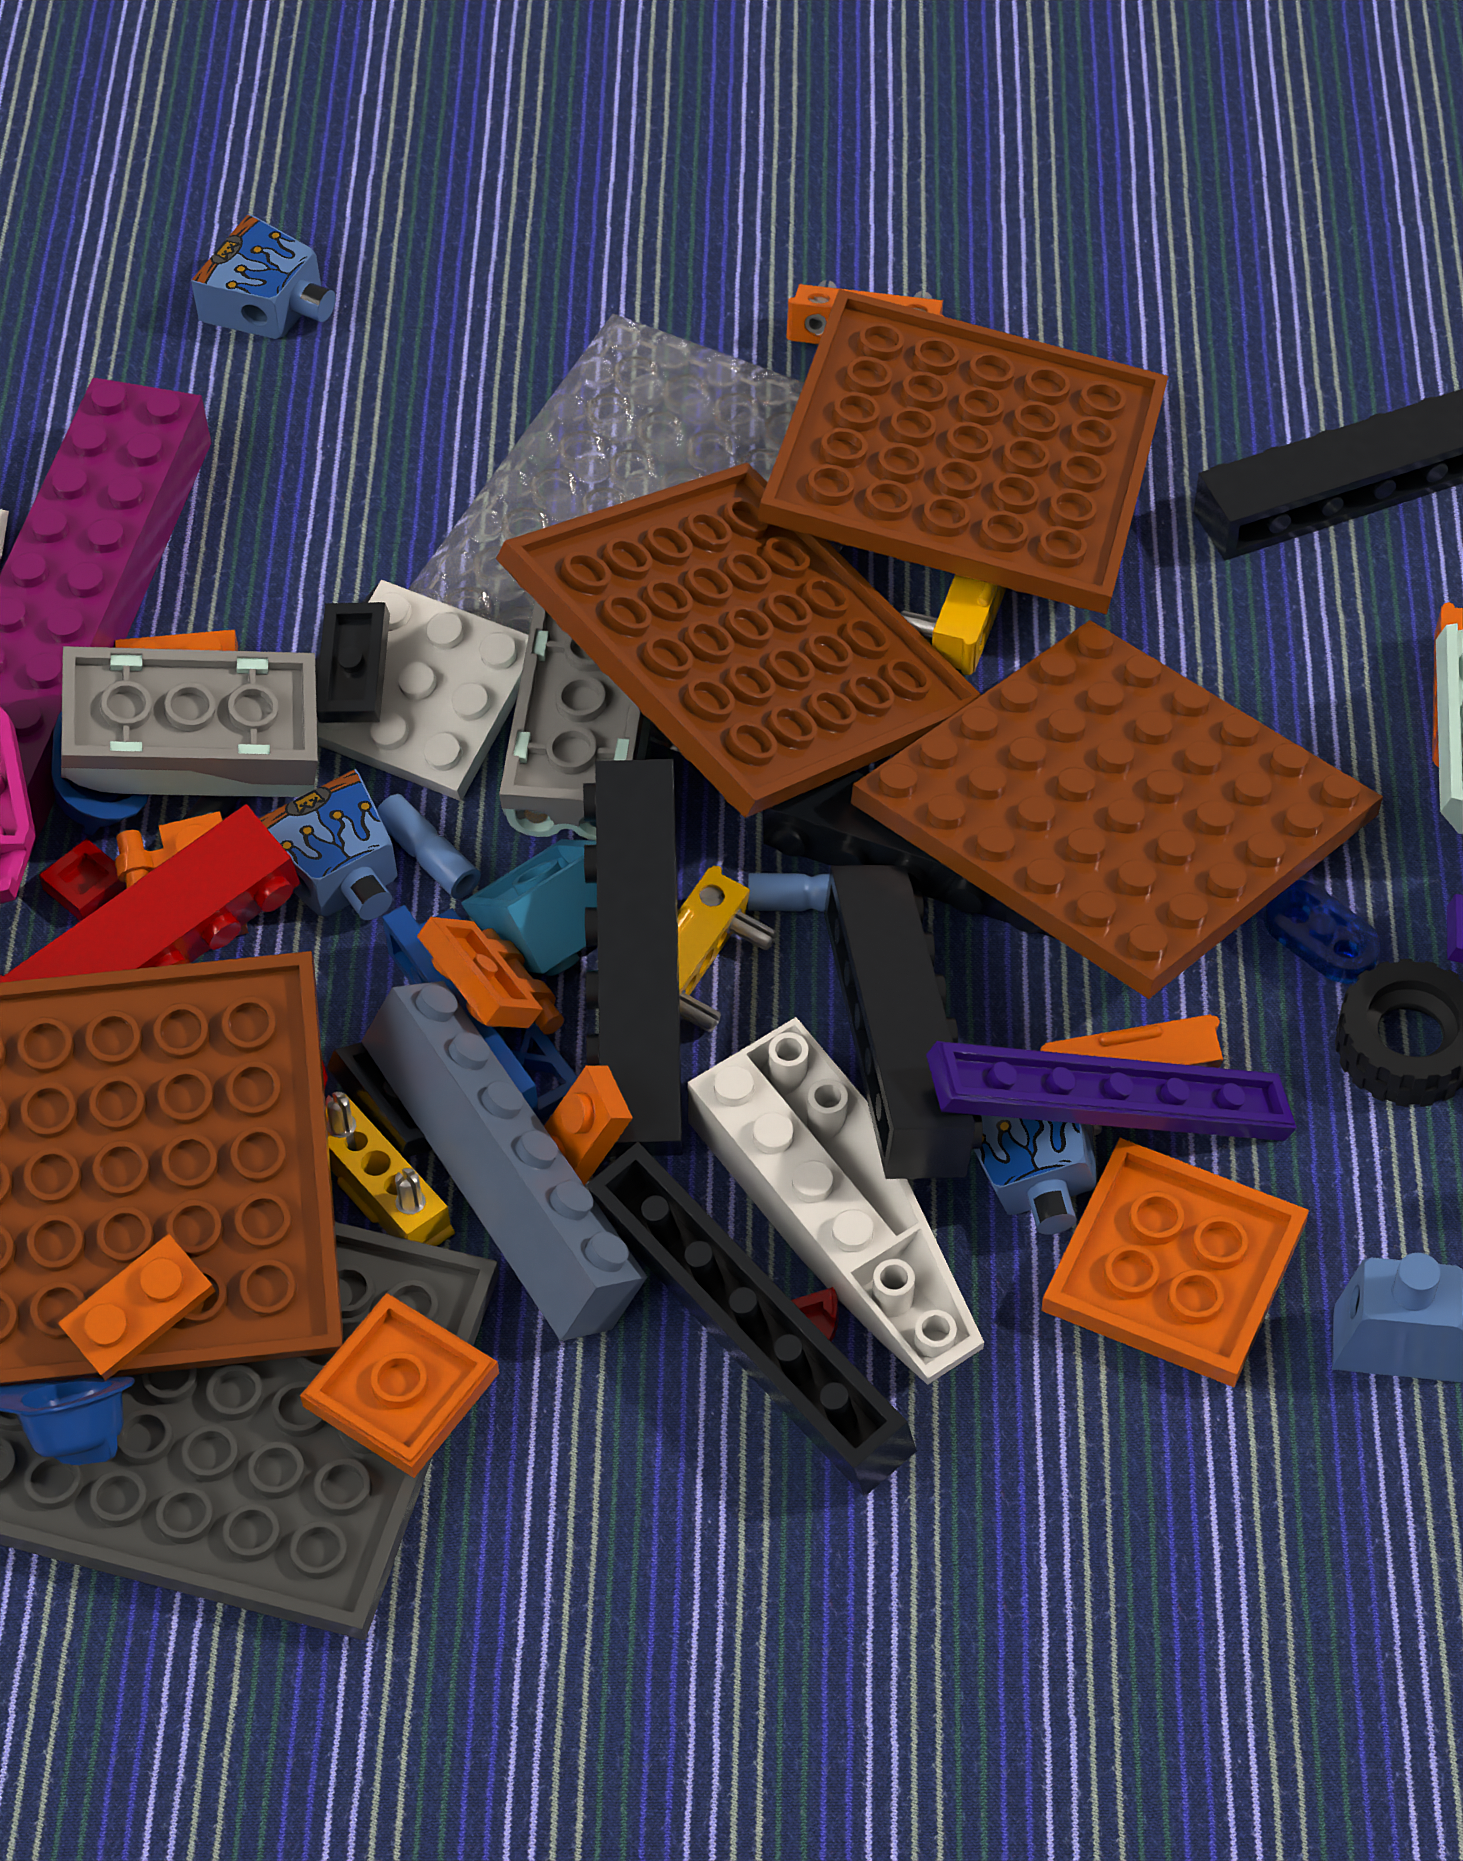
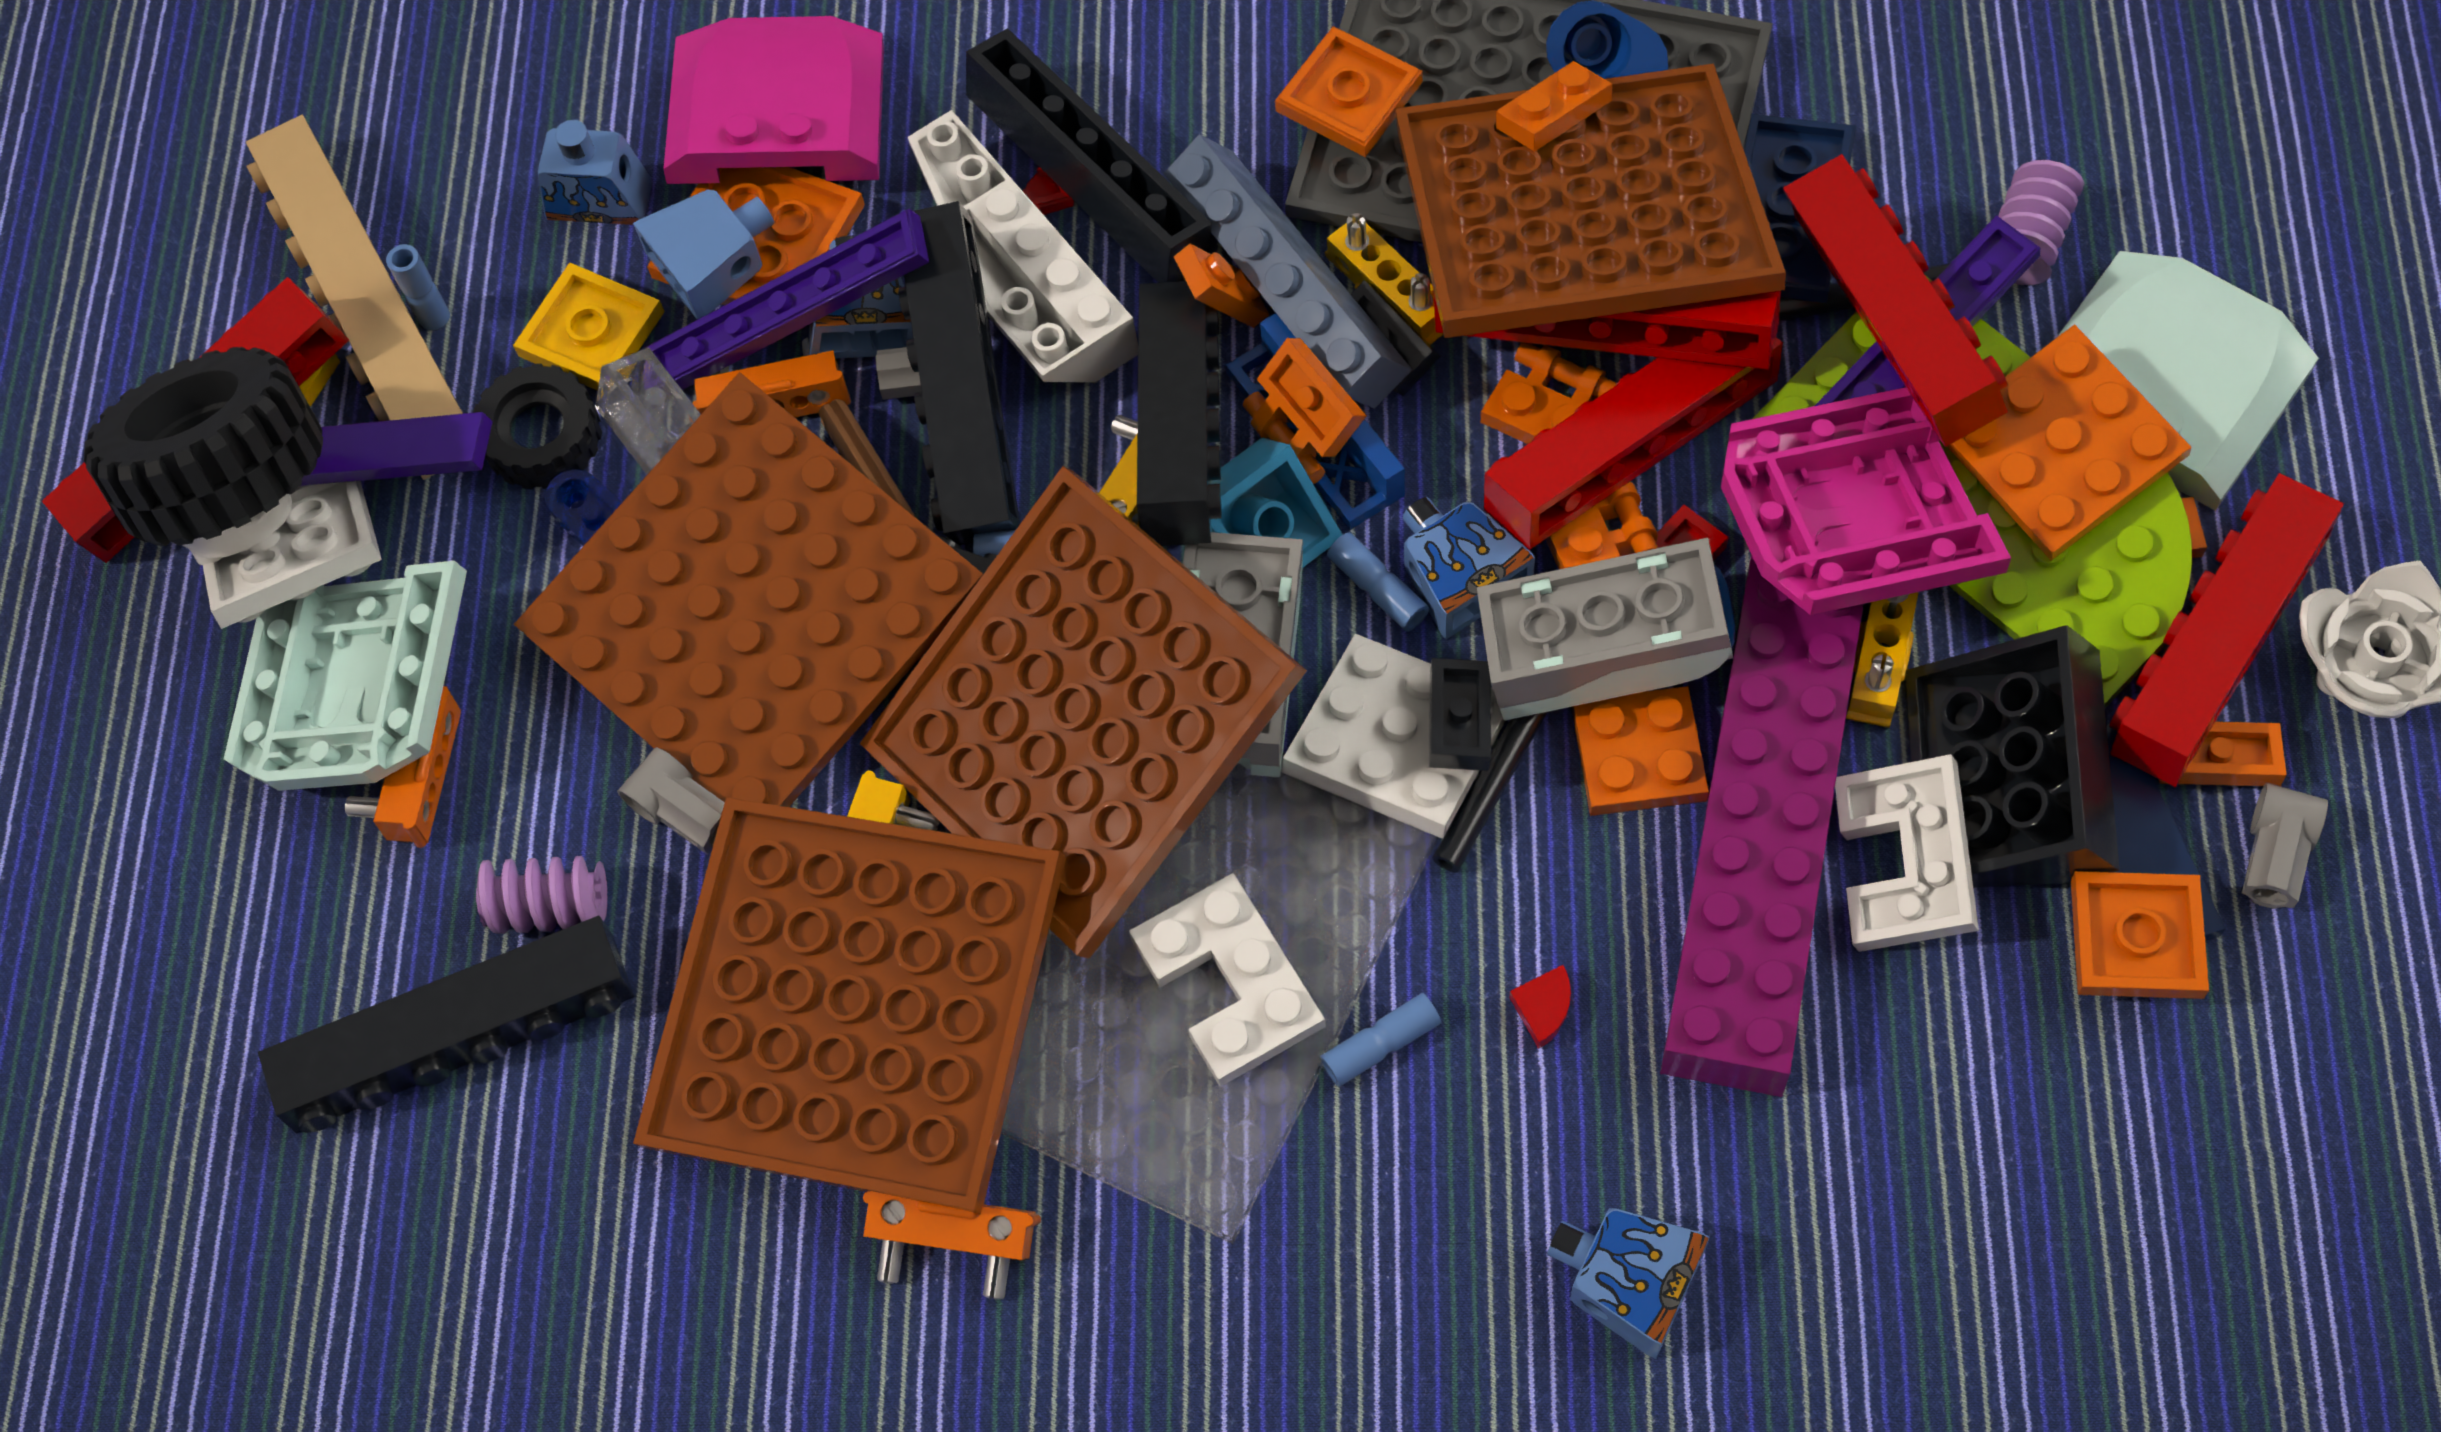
camera: 175 degrees left, 10 degrees up
(309, 483) = (1543, 1004): none -> red tile
(459, 457) = (1386, 1036): none -> medium blue piece
(569, 454) = (1272, 1001): none -> white plate
(1004, 978) = (857, 449): none -> medium nougat axle
(1173, 1433) = (775, 98): none -> dark pink wedge
(1196, 653) = (666, 793): none -> light grey piece
(1232, 1194) = (705, 247): none -> medium blue torso
(1266, 1011) = (648, 414): none -> clear brick
(1299, 558) = (540, 897): none -> lavender piece
(1371, 1148) = (587, 324): none -> yellow plate

